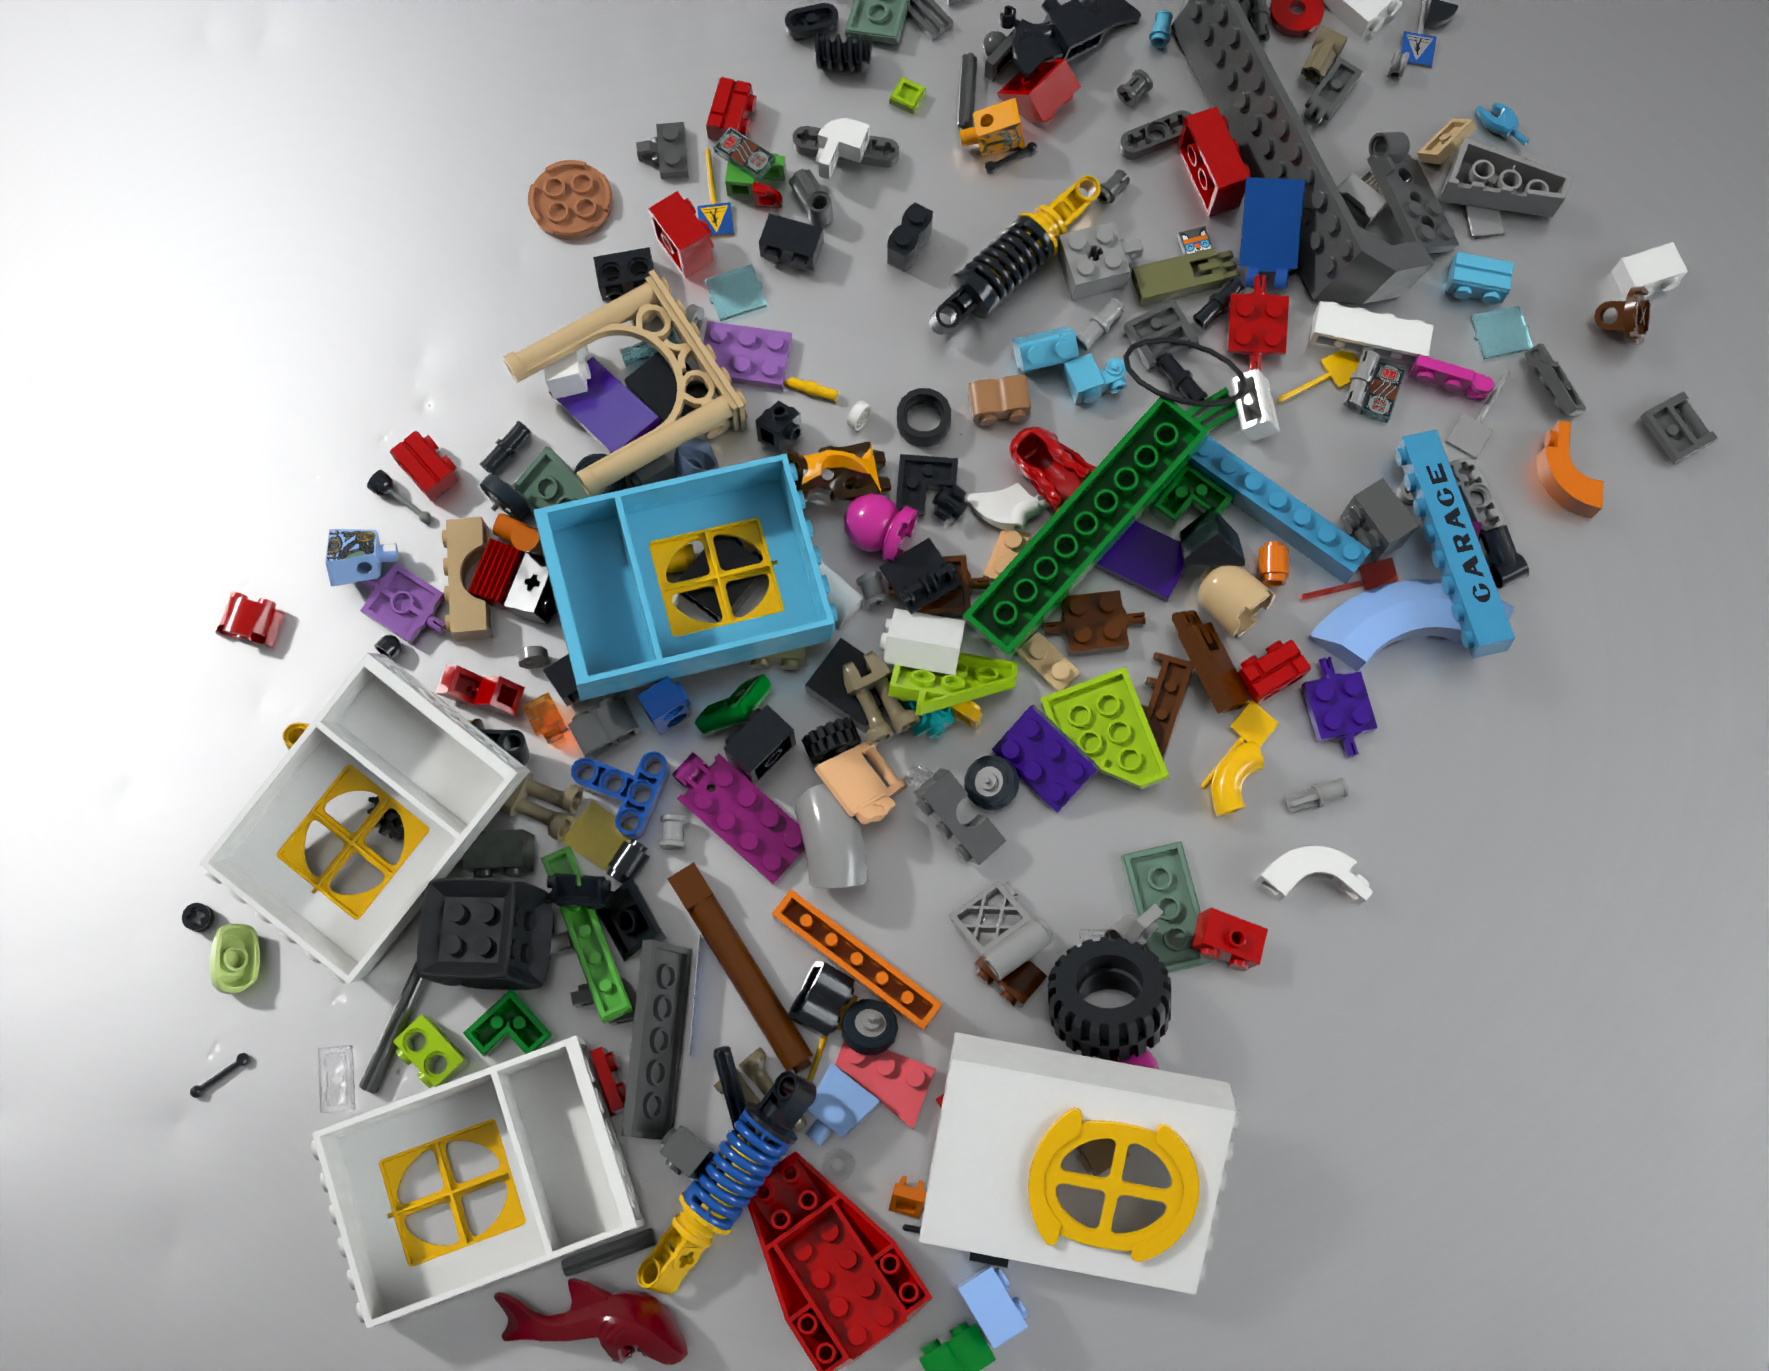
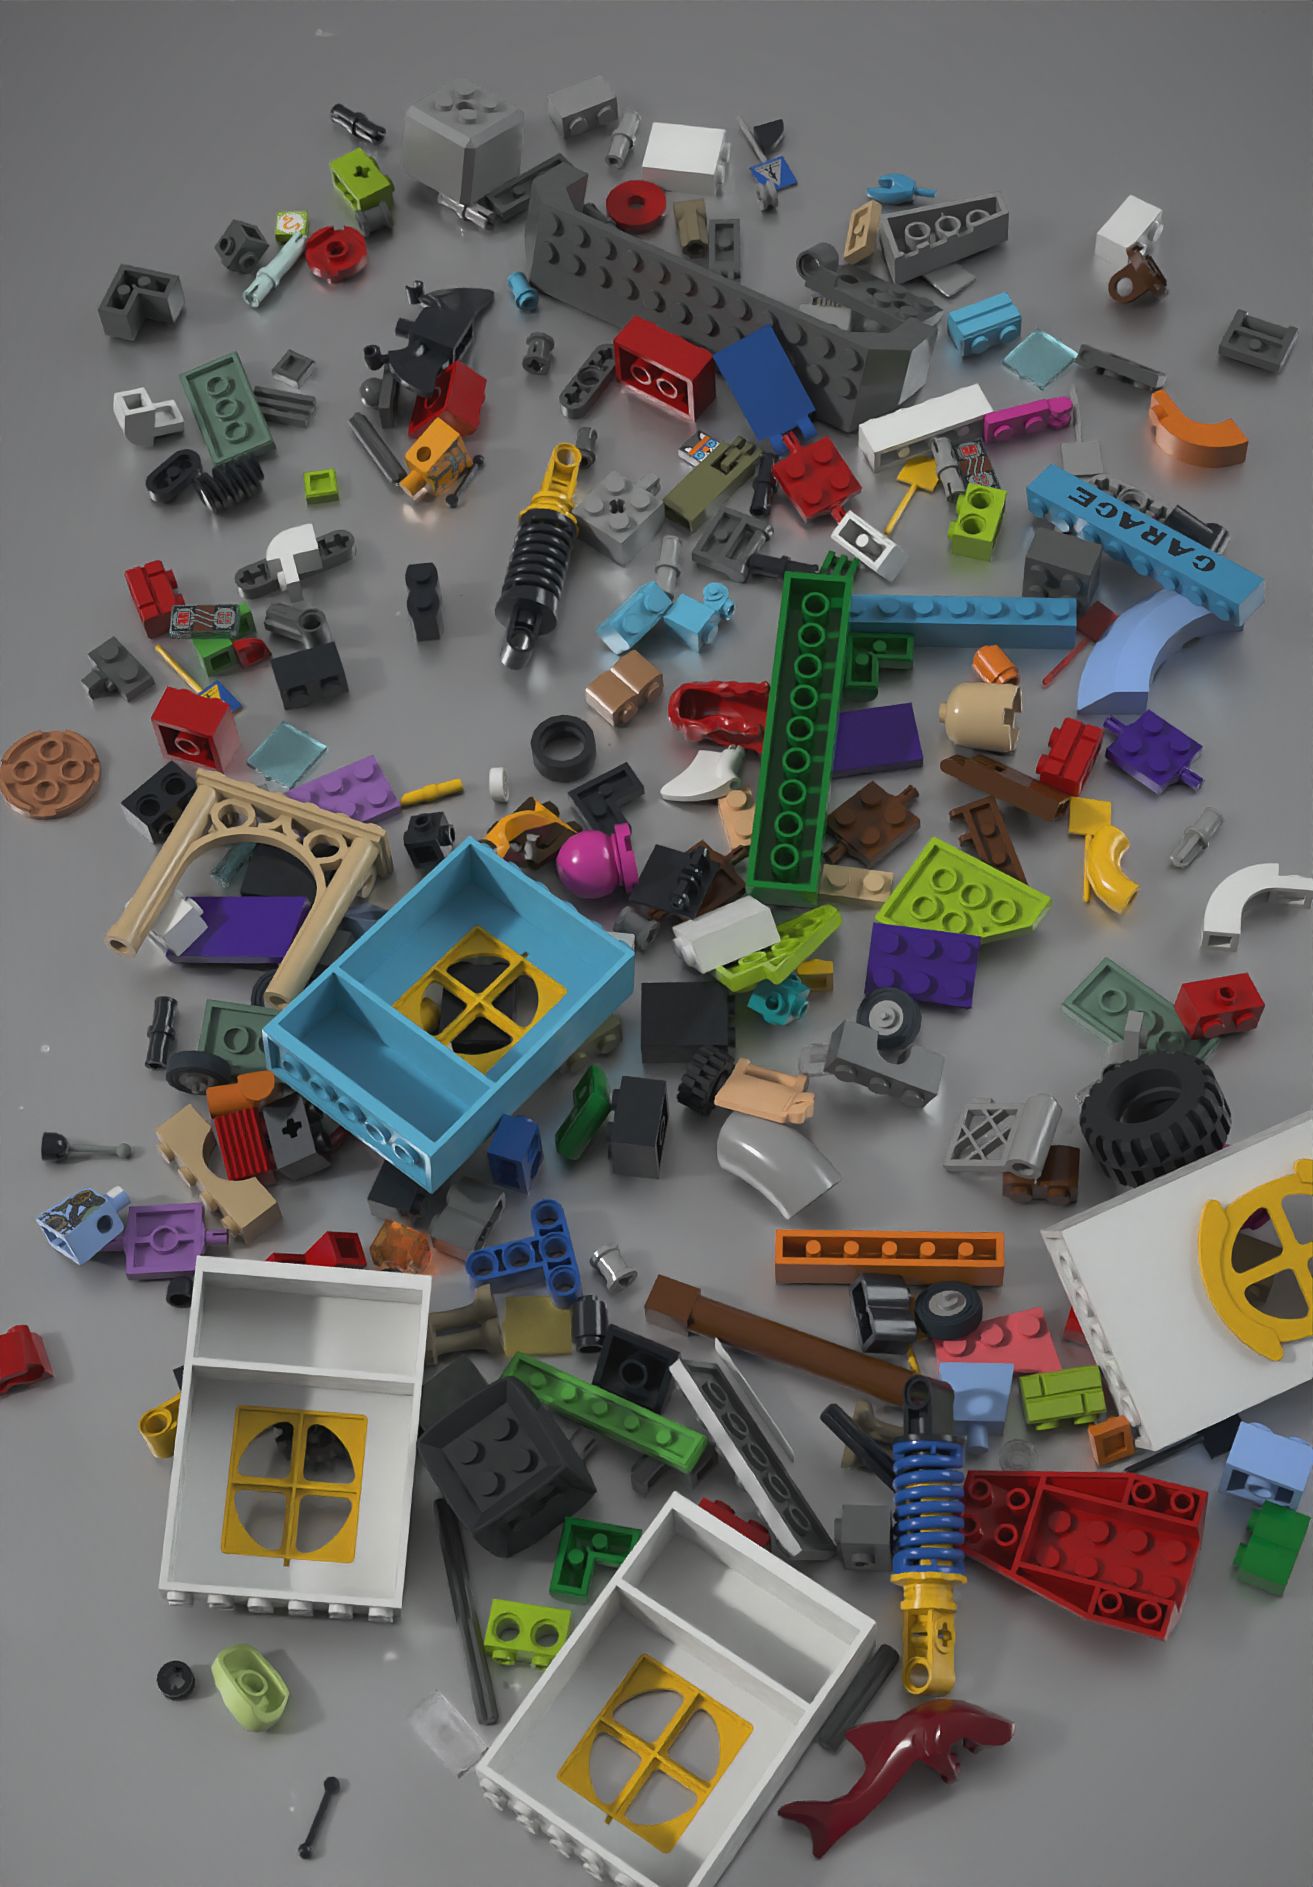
camera: 30 degrees left, 15 degrees down
(424, 466) = (88, 1100): red brick -> none
(533, 657) = (342, 1202): light grey tile -> none
(592, 893) = (555, 1380): black hinge -> none
(740, 815) = (667, 1208): magenta hinge -> none
(878, 679) = (708, 990): dark tan piece -> none
(897, 1145) = (1062, 1395): none -> lime brick
(950, 503) = (650, 804): black gear -> none
(1177, 399) = (776, 573): black piece -> none
(1211, 542) = (923, 681): black slope -> none
(1354, 440) = (978, 522): none -> lime brick

